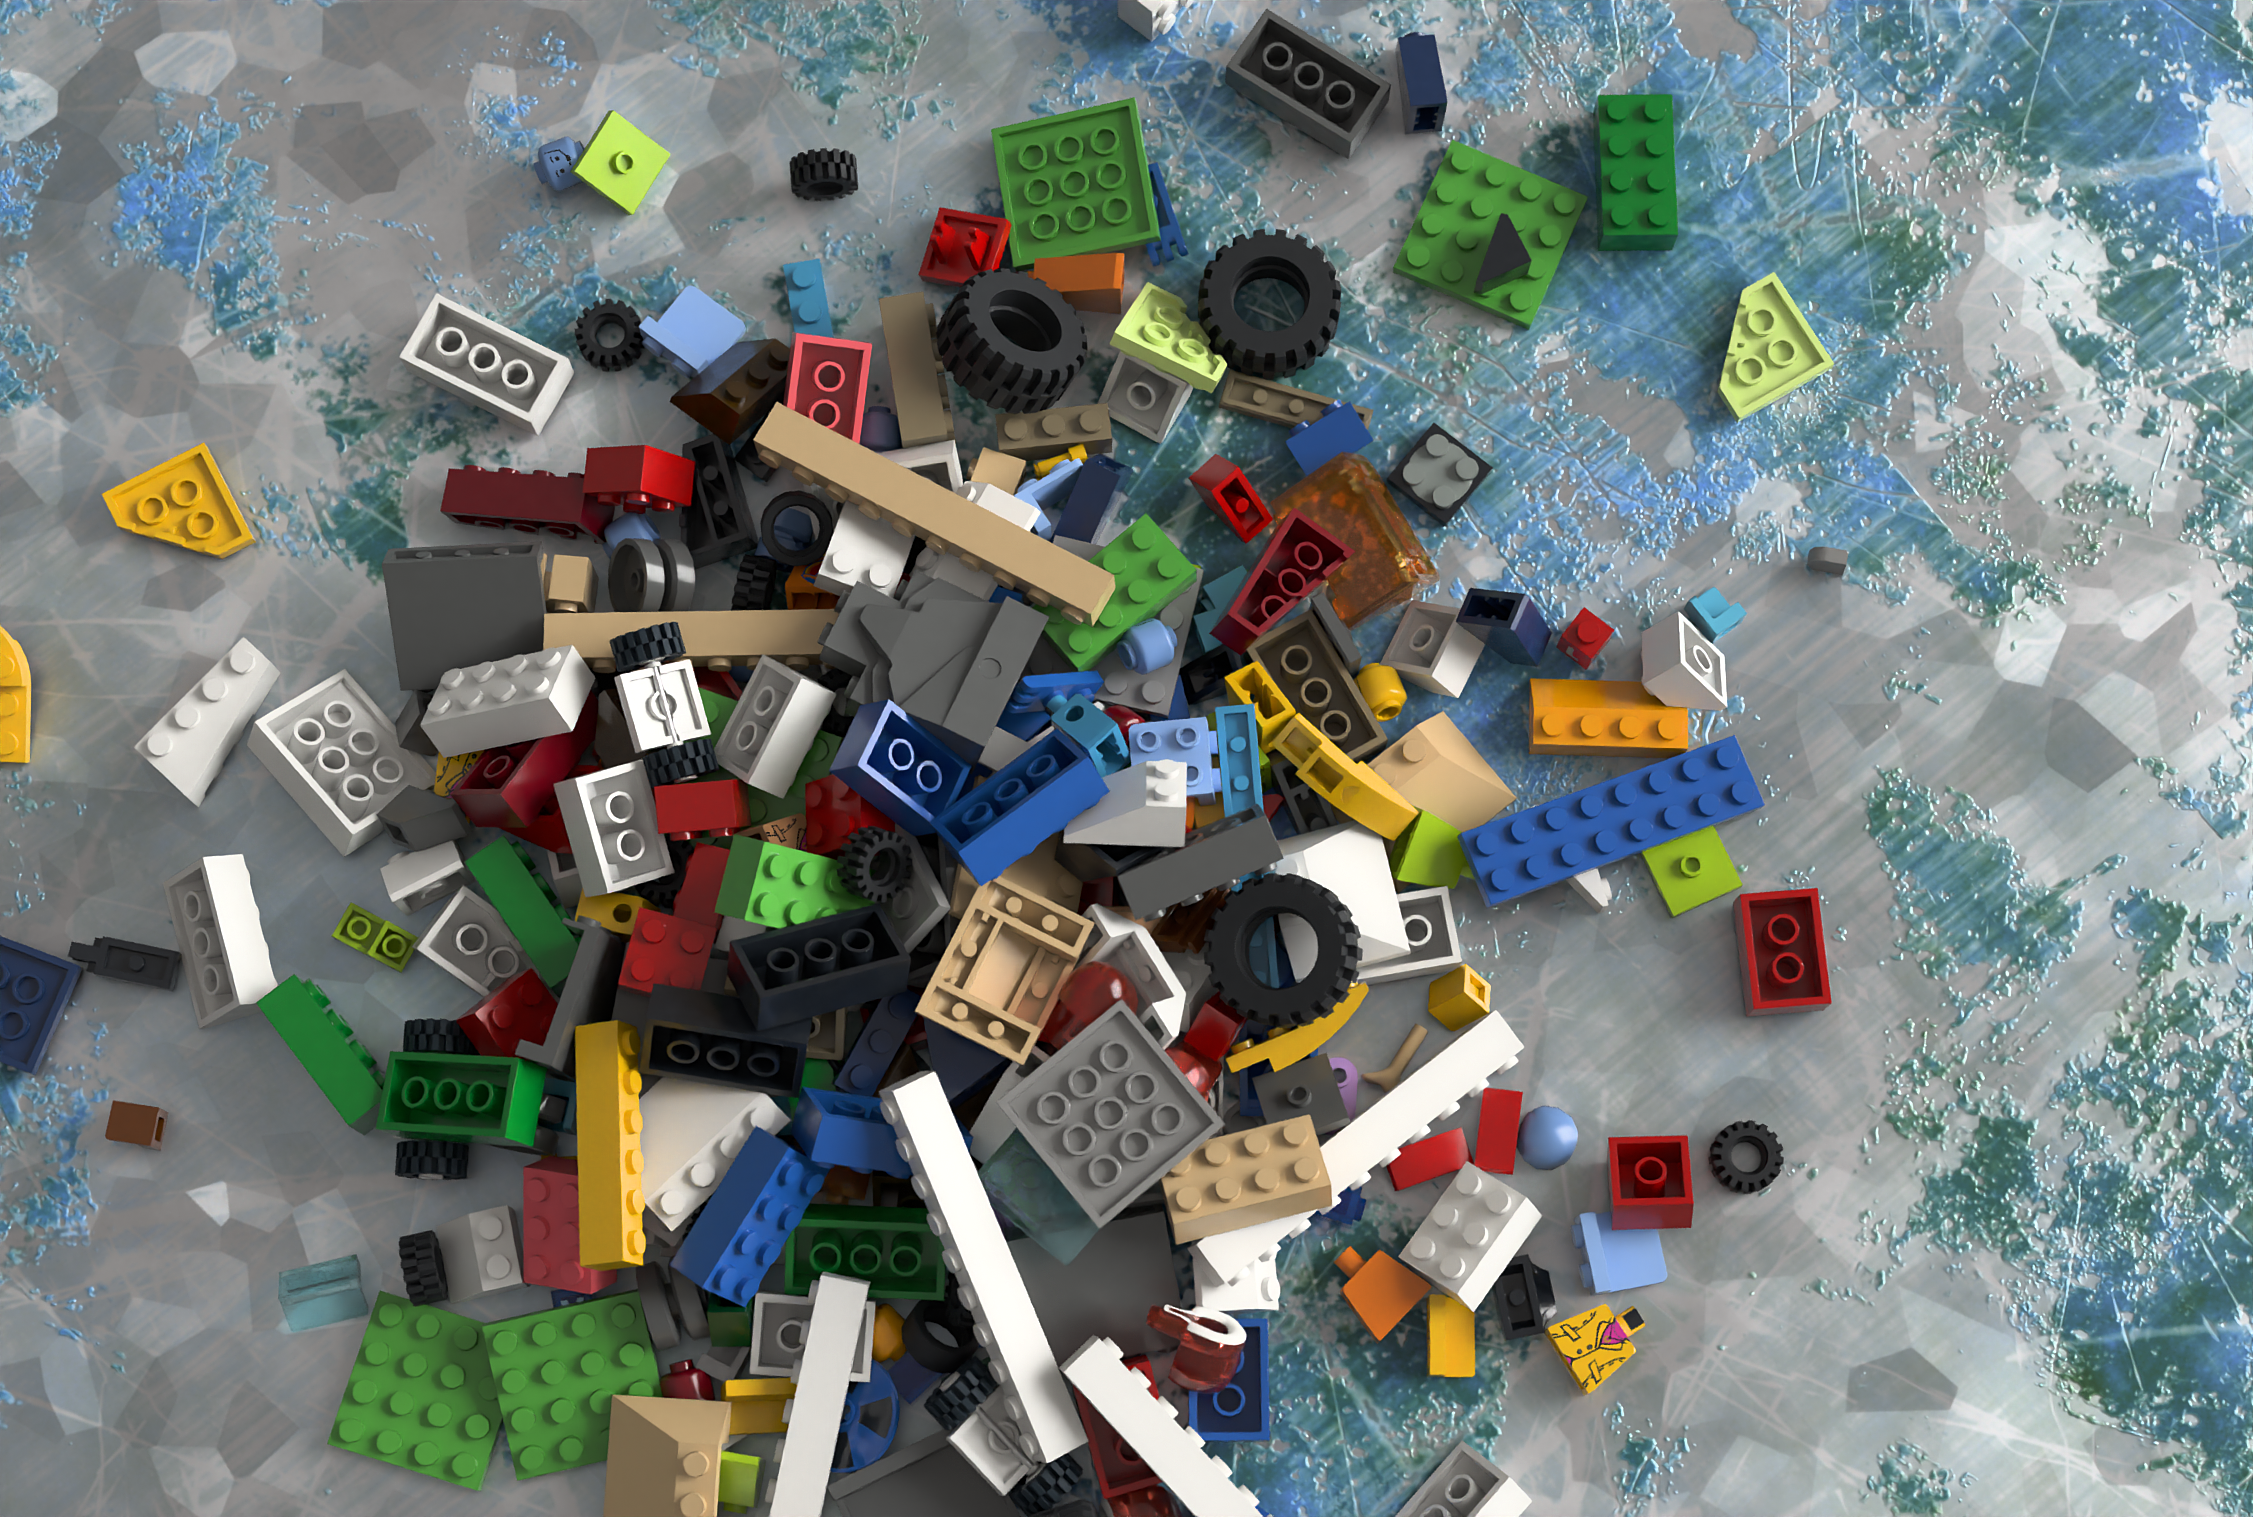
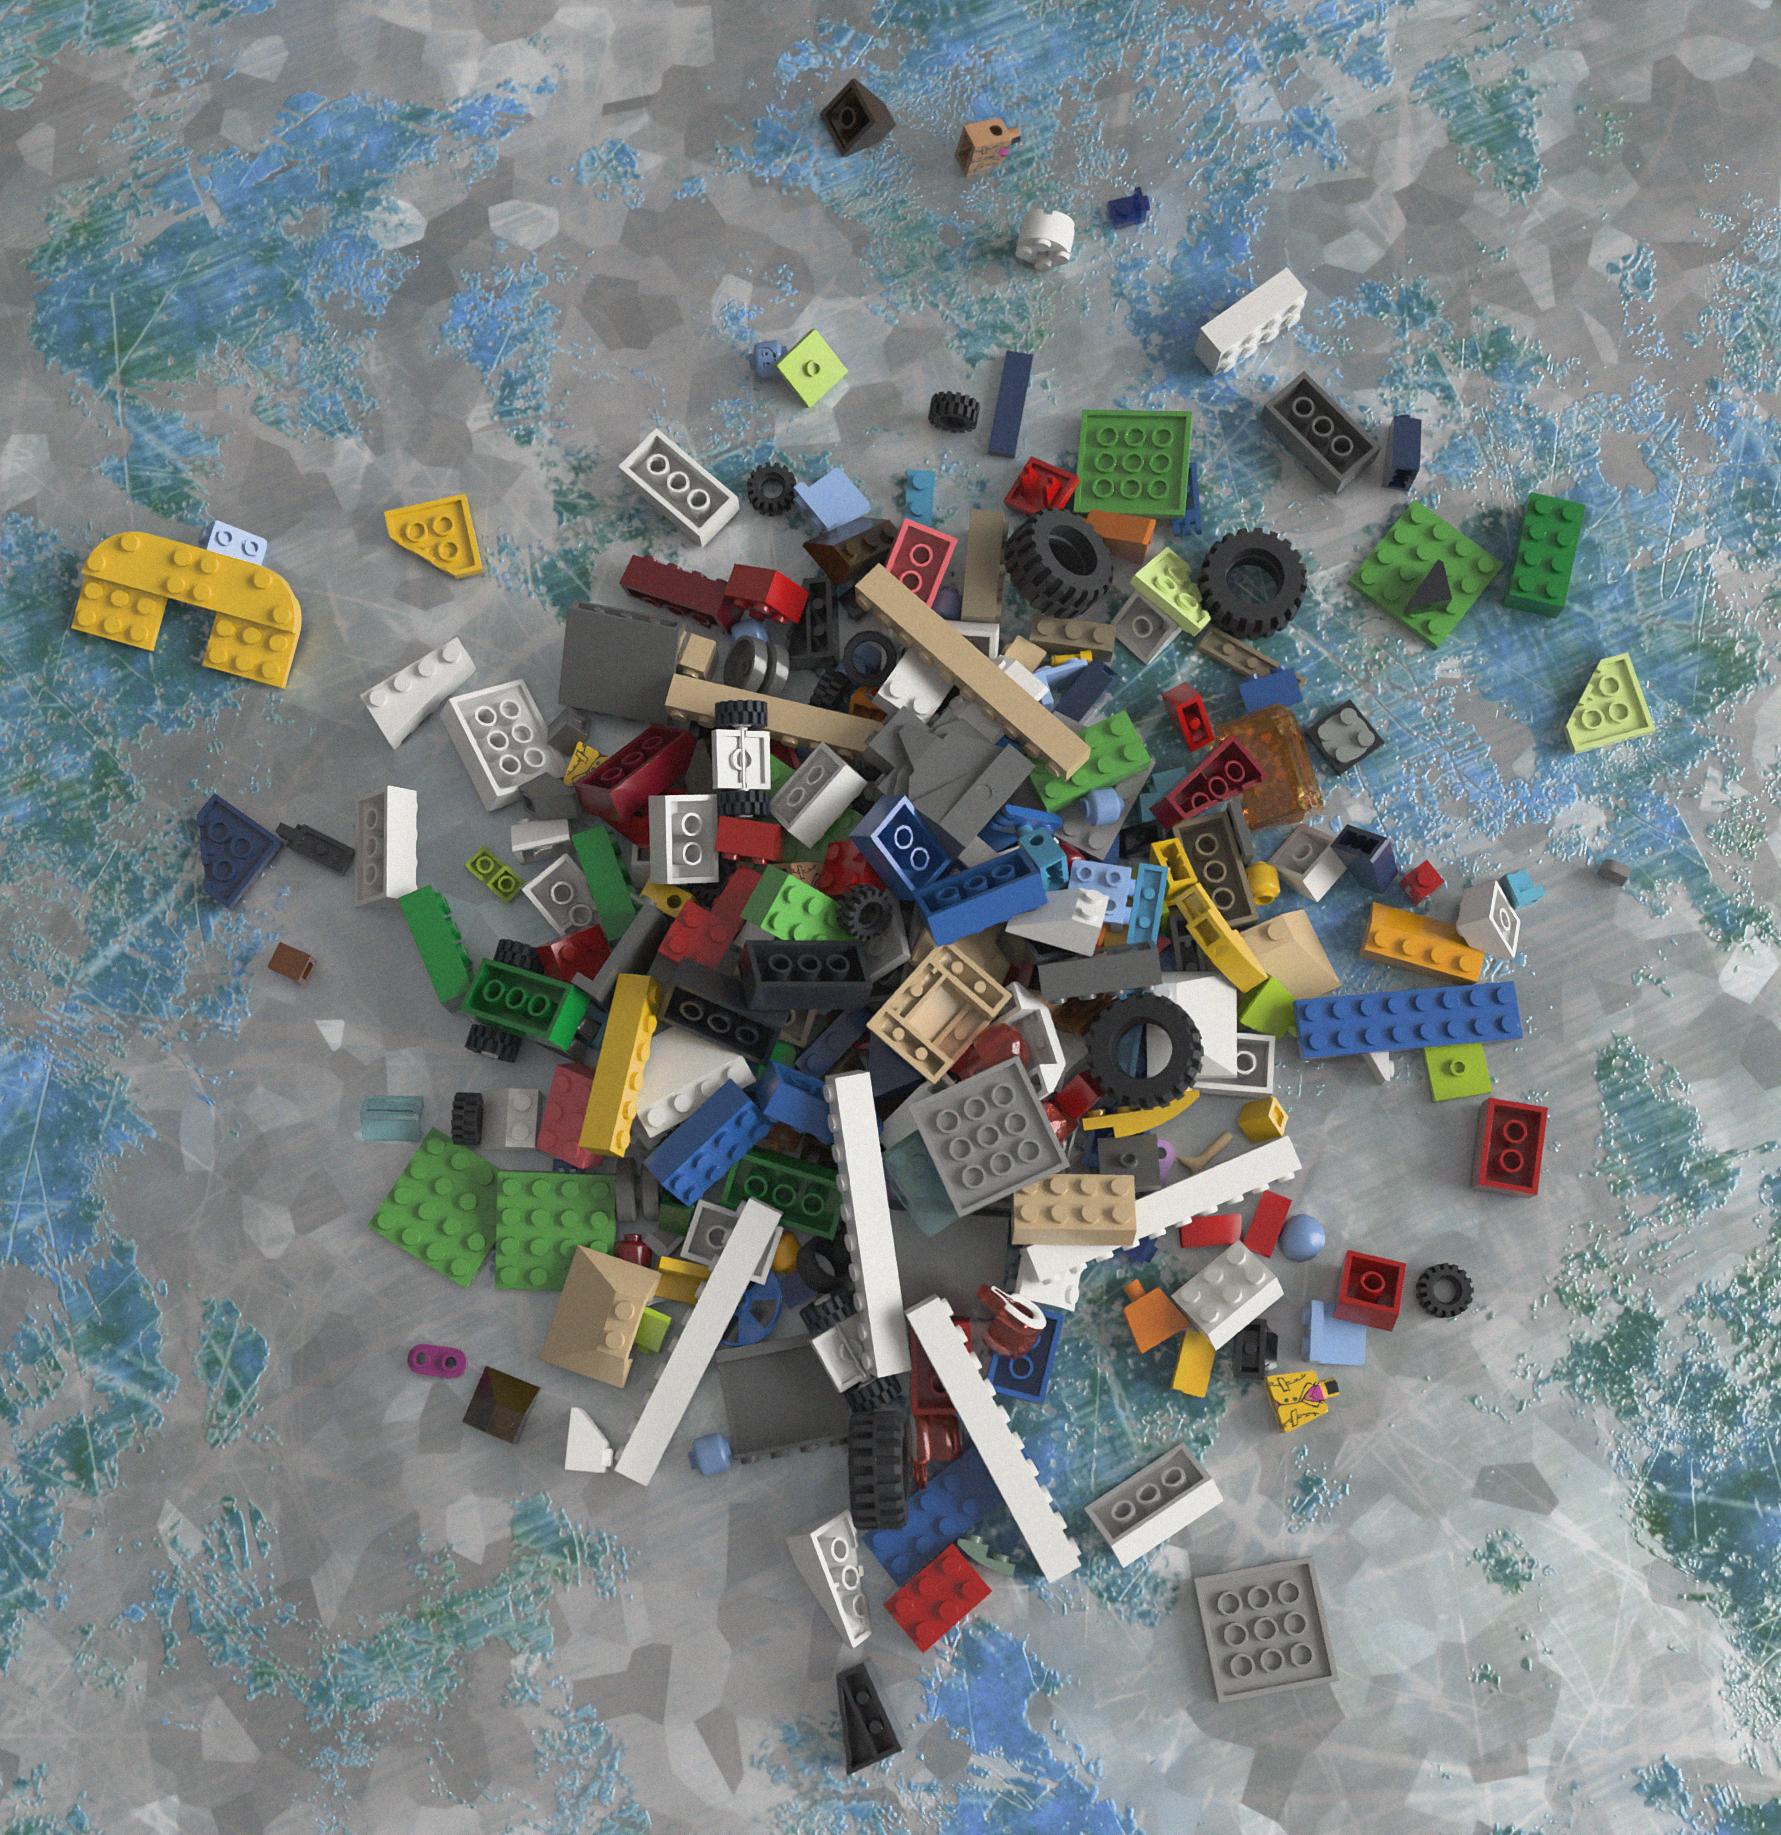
camera: 15 degrees right, 0 degrees up
(508, 701) = (631, 729): white brick -> none
(895, 145) = (1010, 404): none -> dark blue tile

